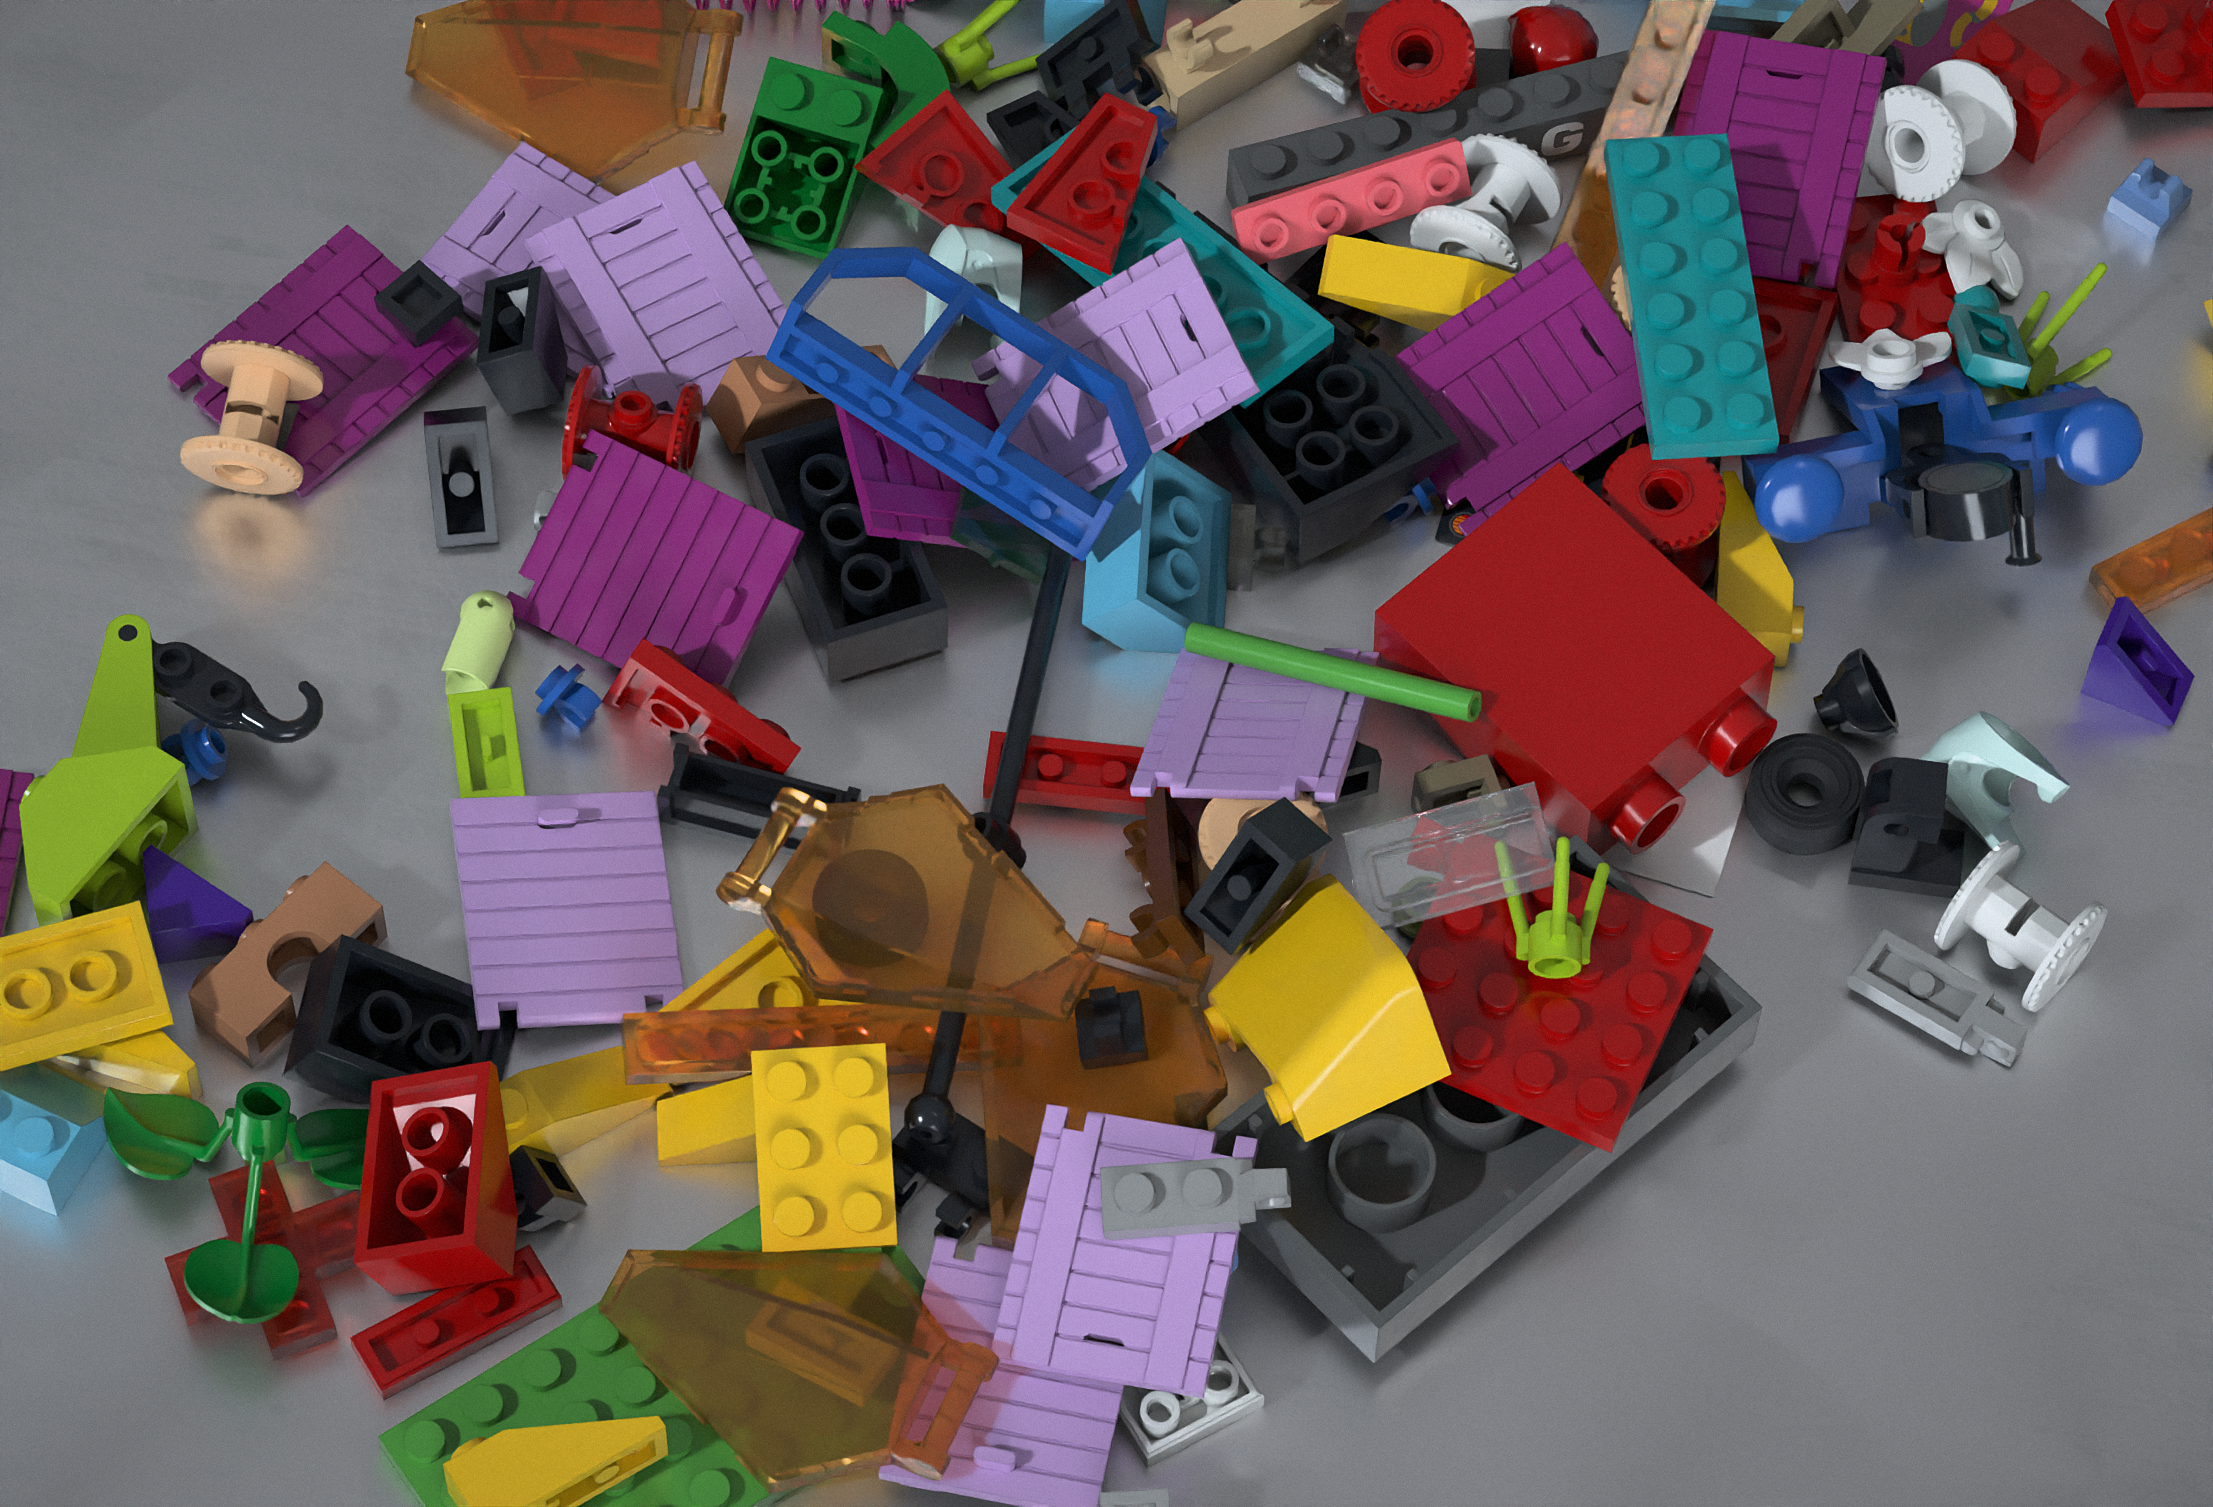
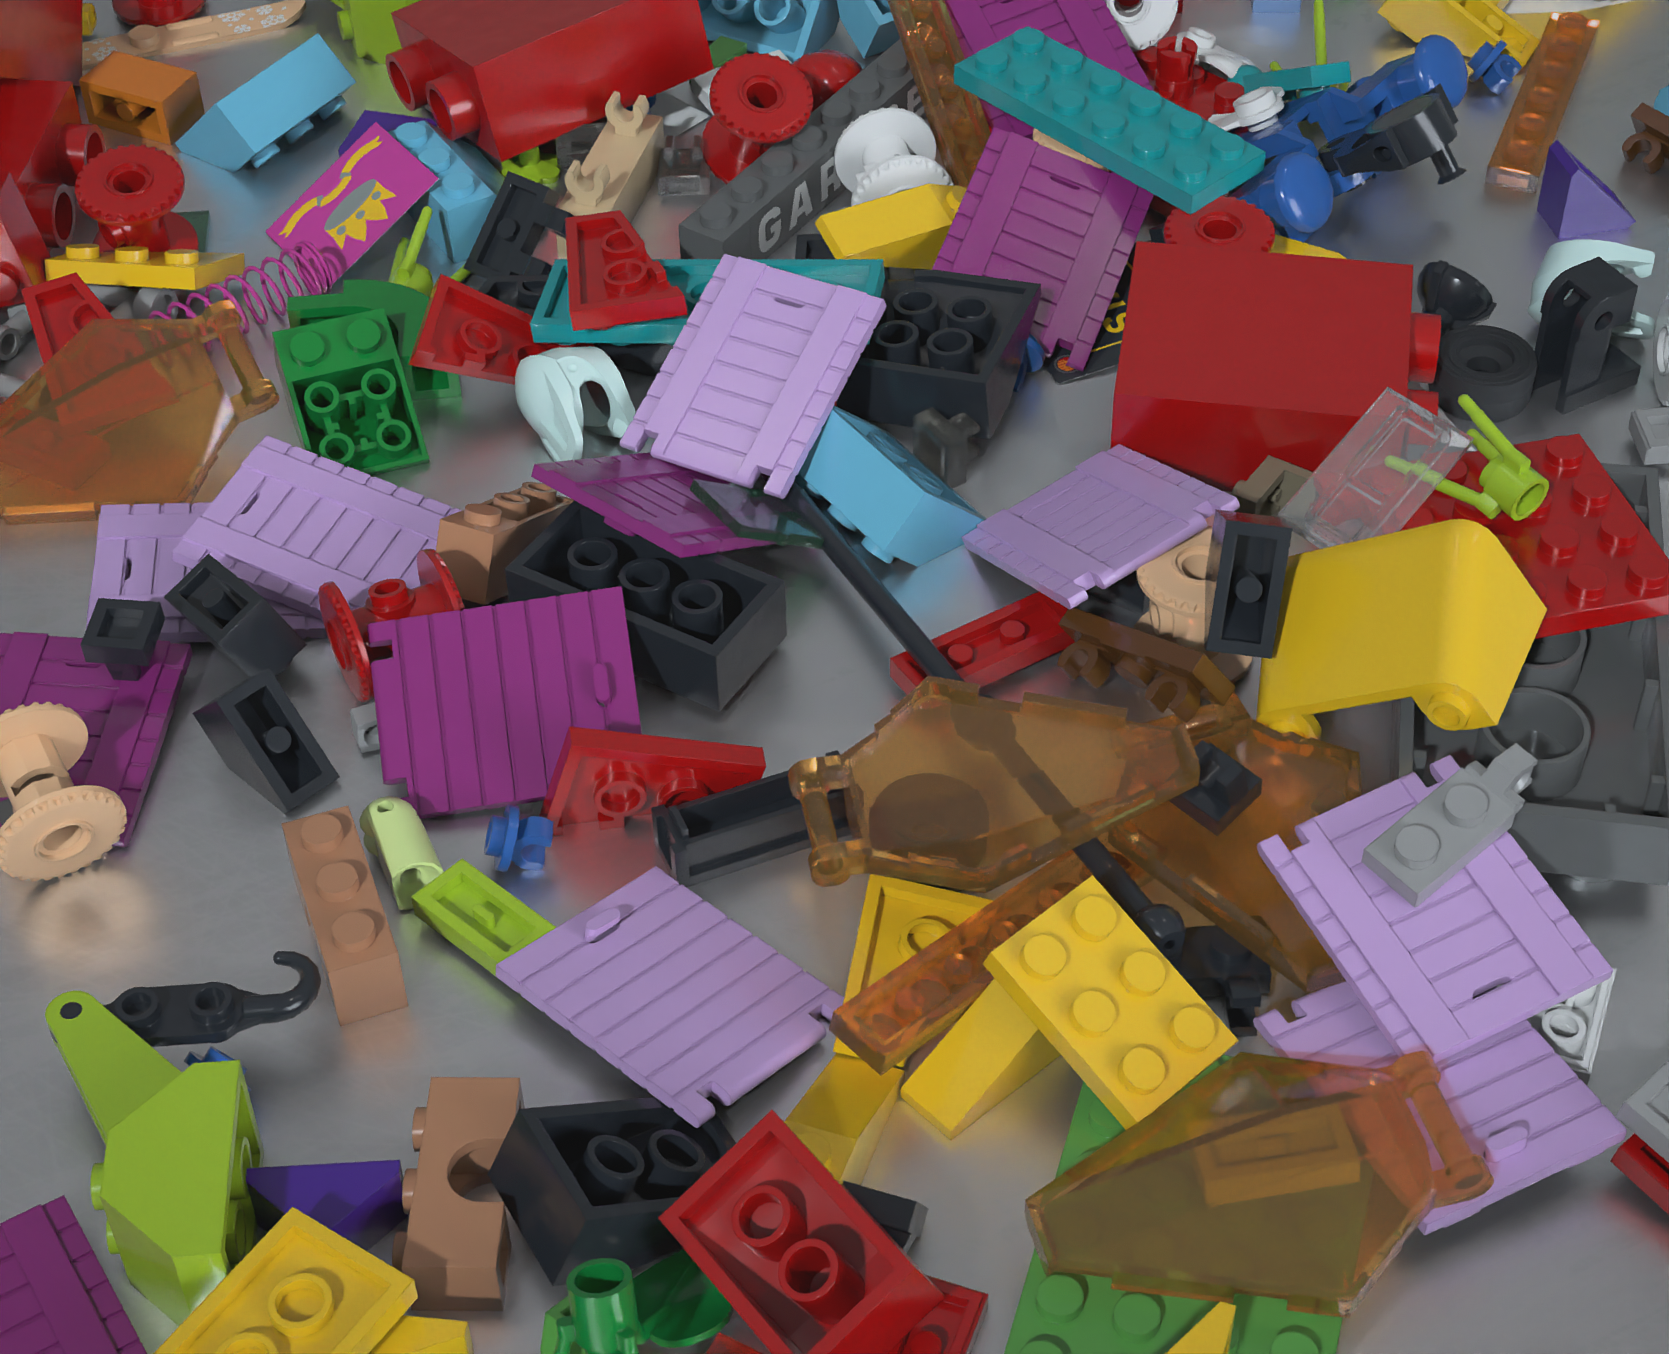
camera: 35 degrees left, 15 degrees down
(372, 703) = (345, 915): none -> nougat arch
(940, 431) = (670, 455): blue plate -> none
(1334, 672) = (1116, 457): bright green piece -> none
(1352, 201) = (812, 190): coral bracket -> none

